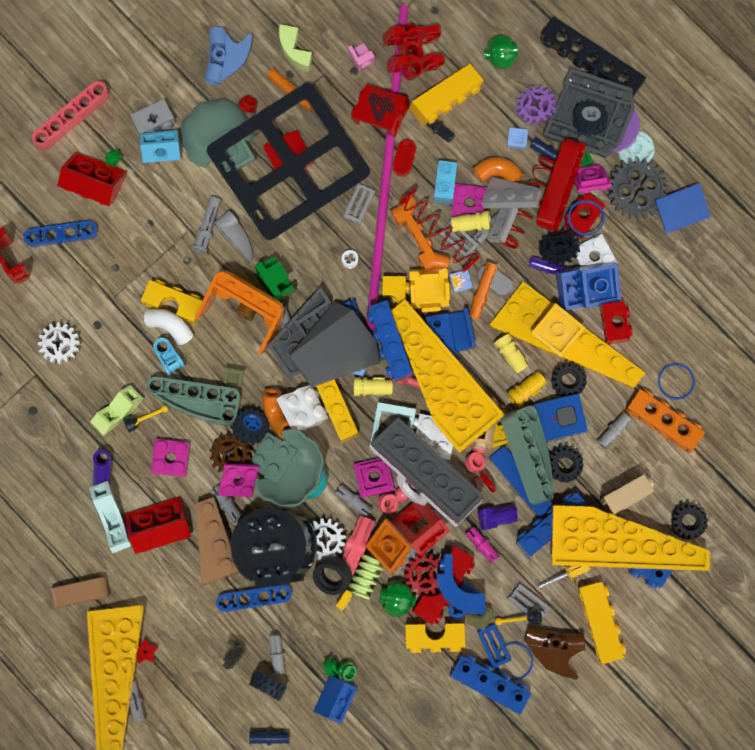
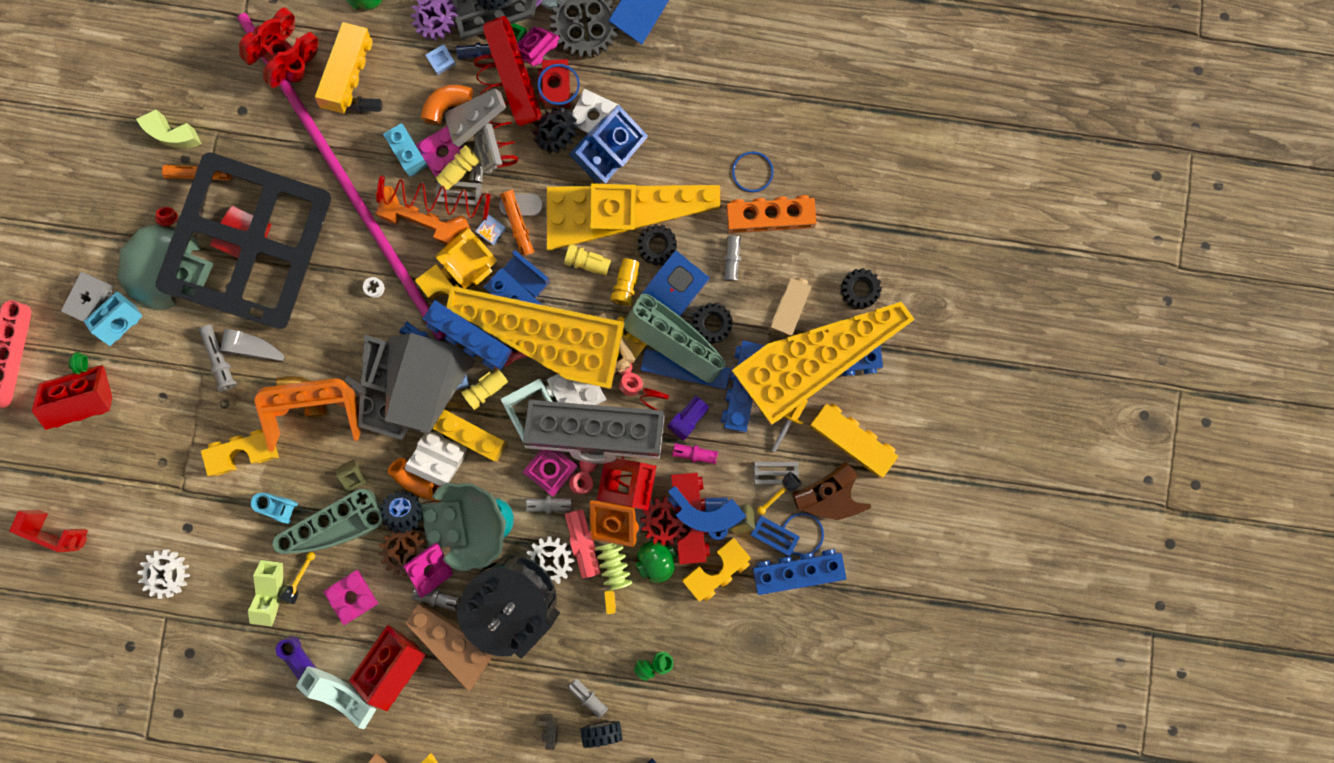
camera: 40 degrees left, 5 degrees up
(60, 233) = (87, 473): blue beam -> none
(170, 322) = (252, 474): white cylinder -> none
(232, 55) = (109, 187): medium blue pin -> none
(254, 601) = (528, 664): blue beam -> none
(274, 279) = (317, 359): green panel -> none
(335, 699) = (671, 696): blue panel -> none
(337, 565) = (582, 600): black tyre -> none
(353, 218) = (347, 248): light grey tile -> none
(361, 56) = (238, 92): bright pink panel -> none
(380, 109) = (293, 127): red panel -> none
(404, 158) = (351, 156): red tile -> none
(541, 265) = (552, 159): dark purple axle -> none
(615, 334) = (663, 172): red brick -> none

